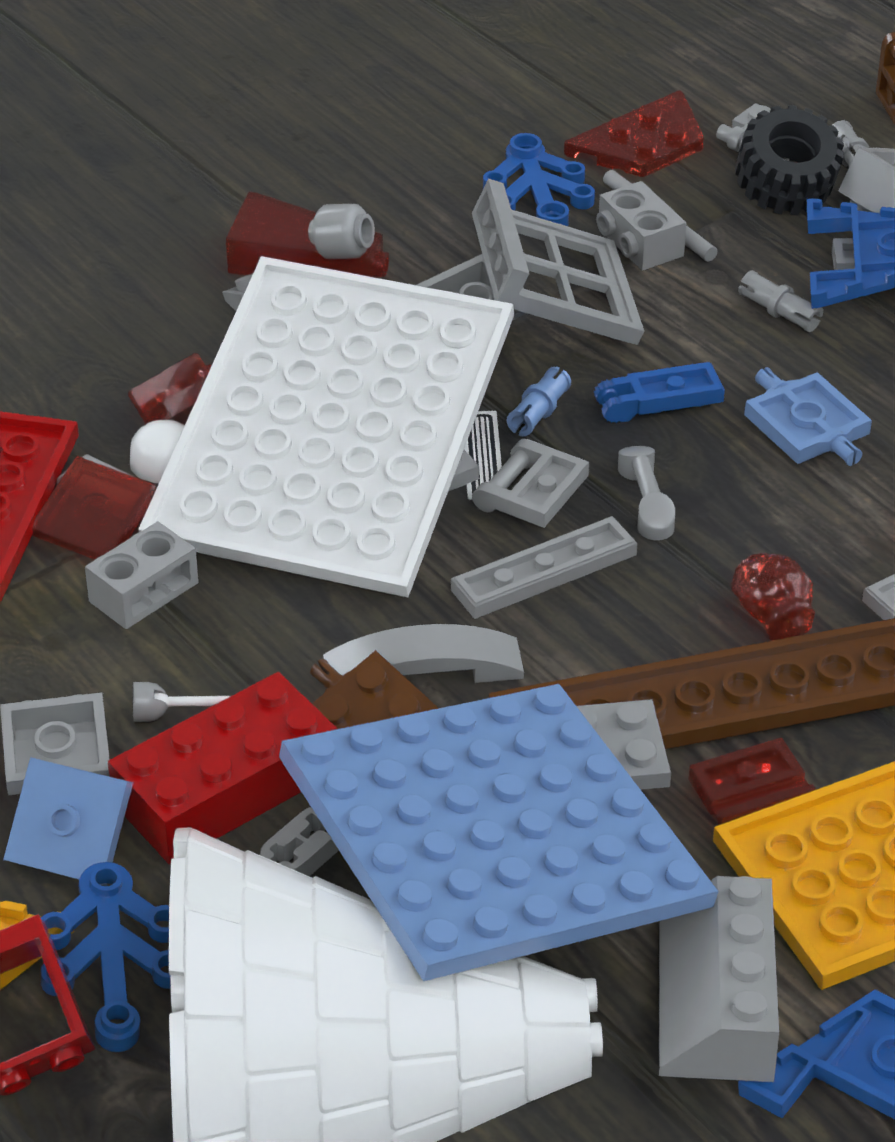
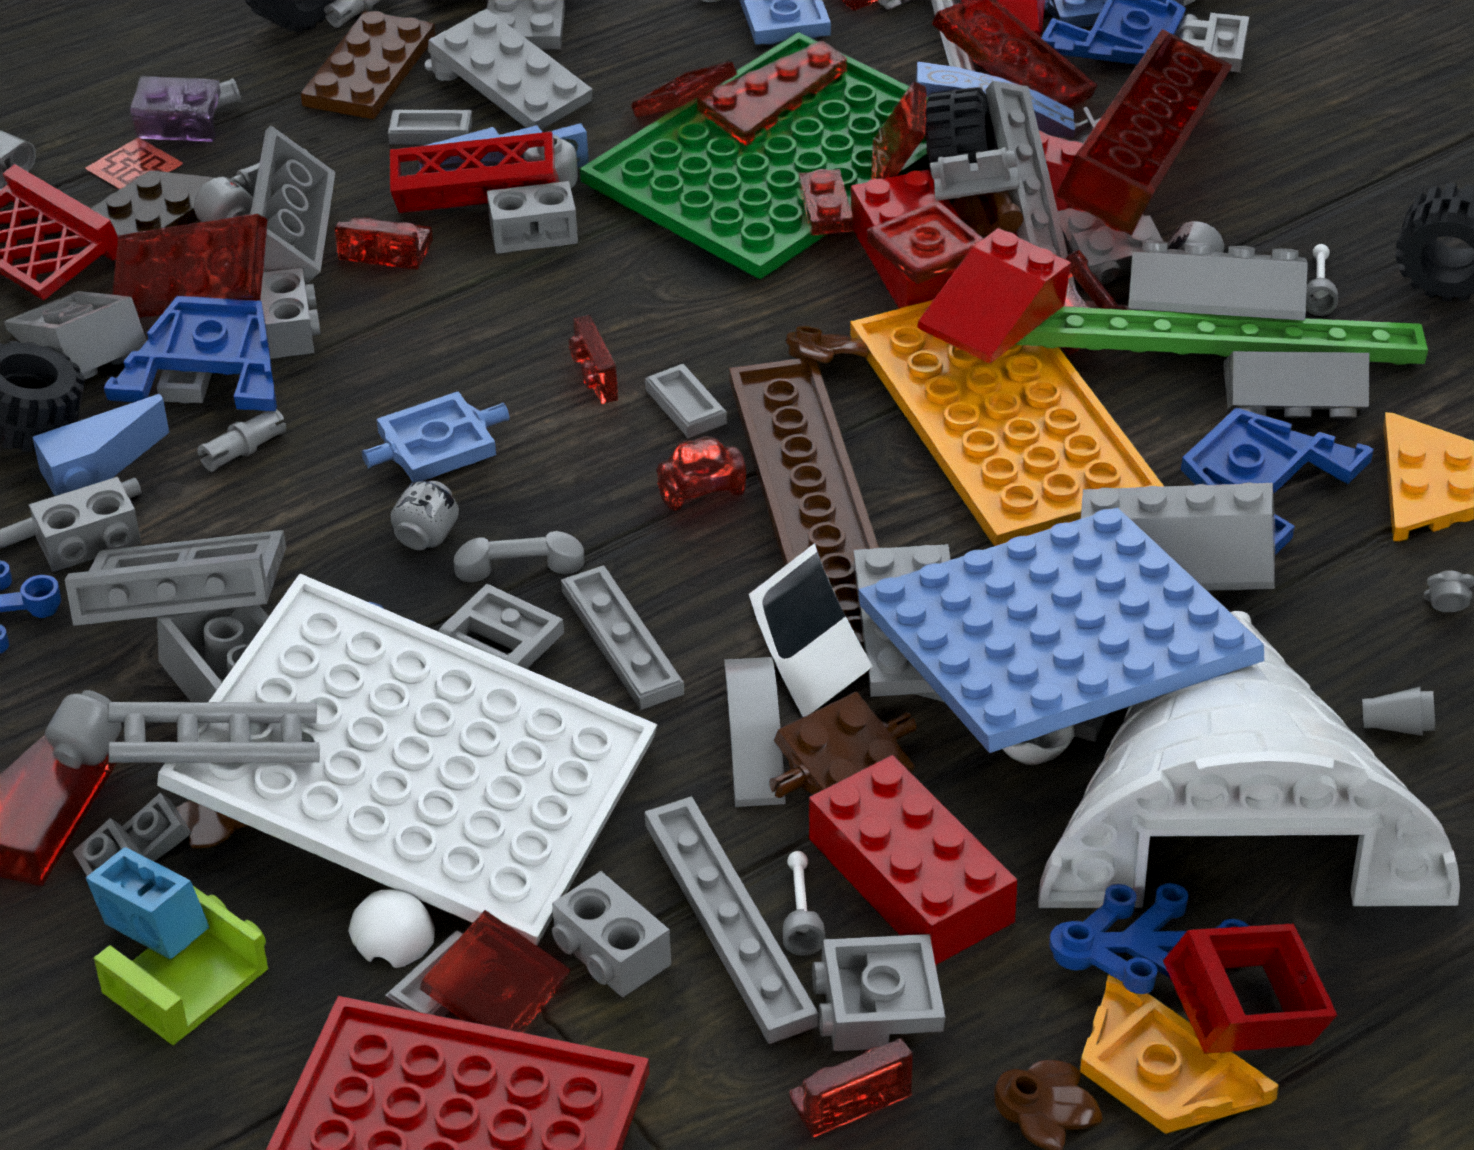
camera: 85 degrees left, 0 degrees up
(66, 819) = (993, 971): medium blue plate -> none
(114, 347) = (195, 983): none -> lime panel
(169, 303) = (147, 902): none -> dark azure brick
(170, 390) = (304, 901): clear red bracket -> none
(170, 647) = (731, 920): none -> light grey plate
(290, 295) = (189, 750): none -> light grey bar
(296, 842) = (1003, 815): light grey beam -> none
(541, 675) = (808, 632): none -> sticker
(659, 391) = (371, 530): blue hinge -> none
(685, 416) = (424, 515): none -> light grey head
(746, 219) = (100, 444): none -> medium blue slope
(748, 780) = (935, 513): clear red plate -> none

